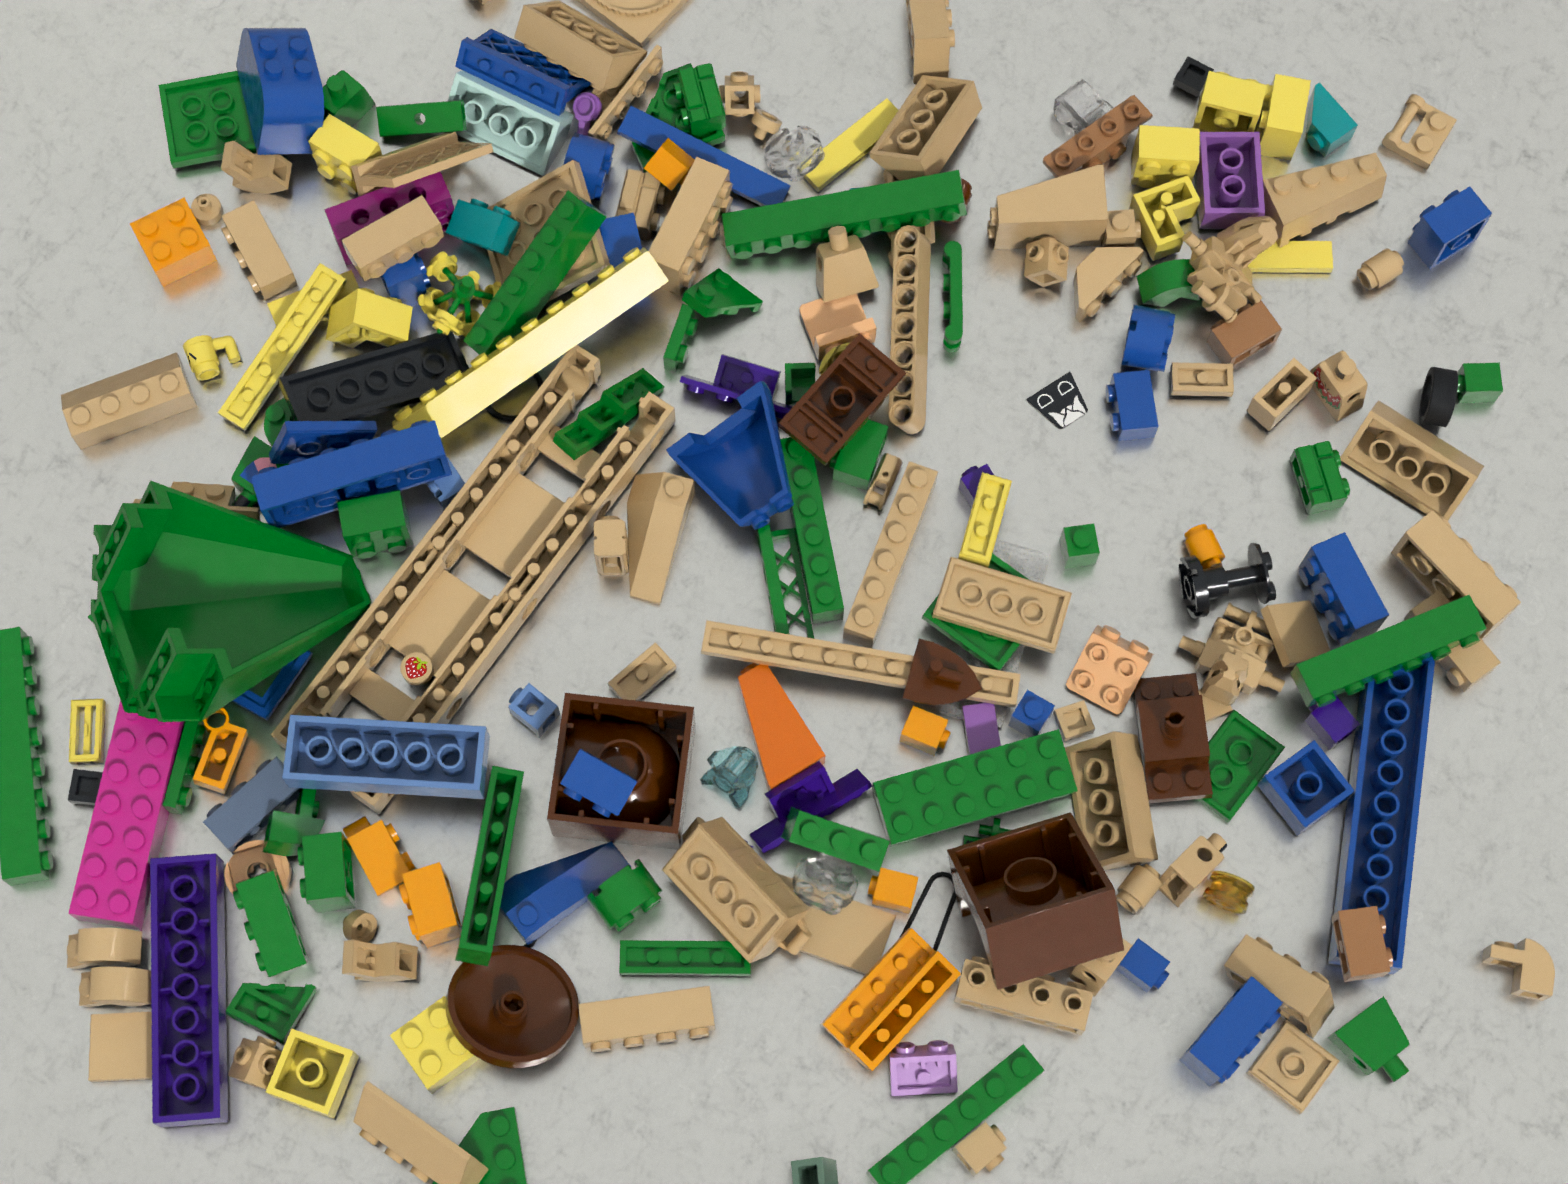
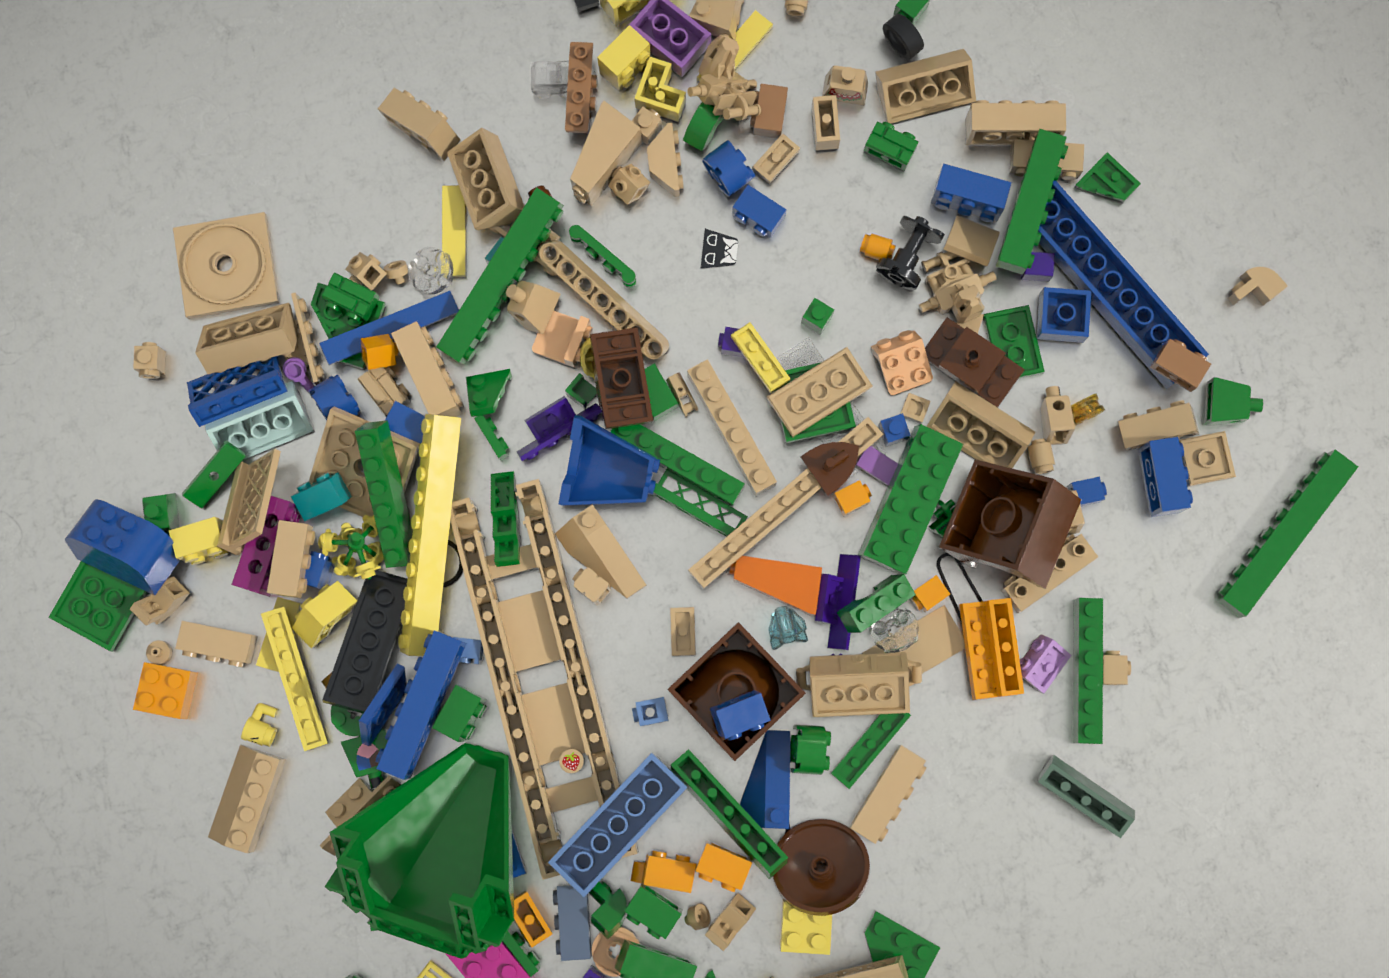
camera: 45 degrees left, 10 degrees up
(1489, 721) = (1109, 179): none -> green wing

